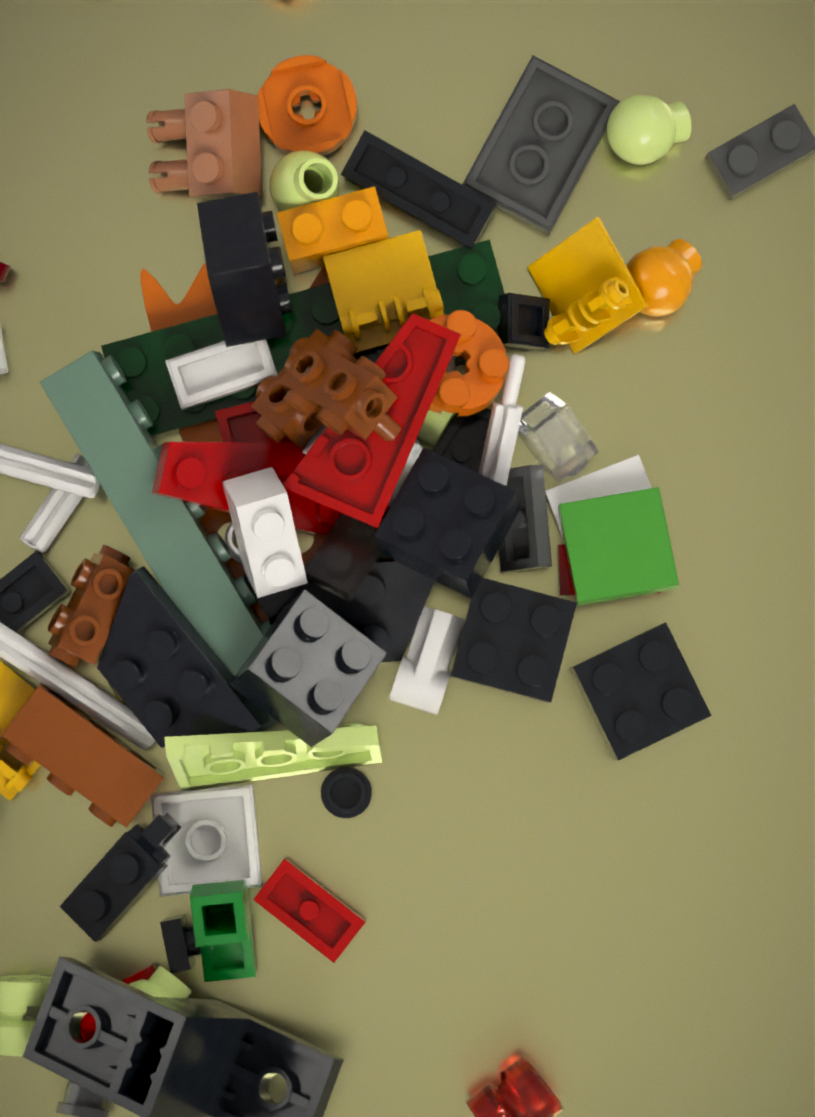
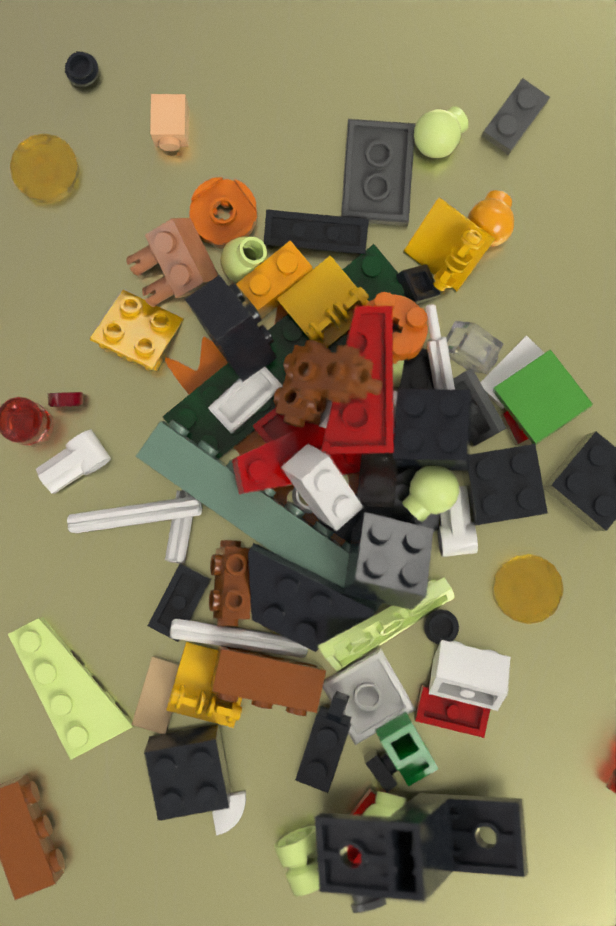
camera: 25 degrees left, 0 degrees up
(120, 215) = (137, 330): none -> yellow hinge
(352, 870) = (470, 675): none -> white brick
(408, 604) = (432, 492): none -> yellowish green piece
(485, 794) = (527, 588): none -> clear yellow tile

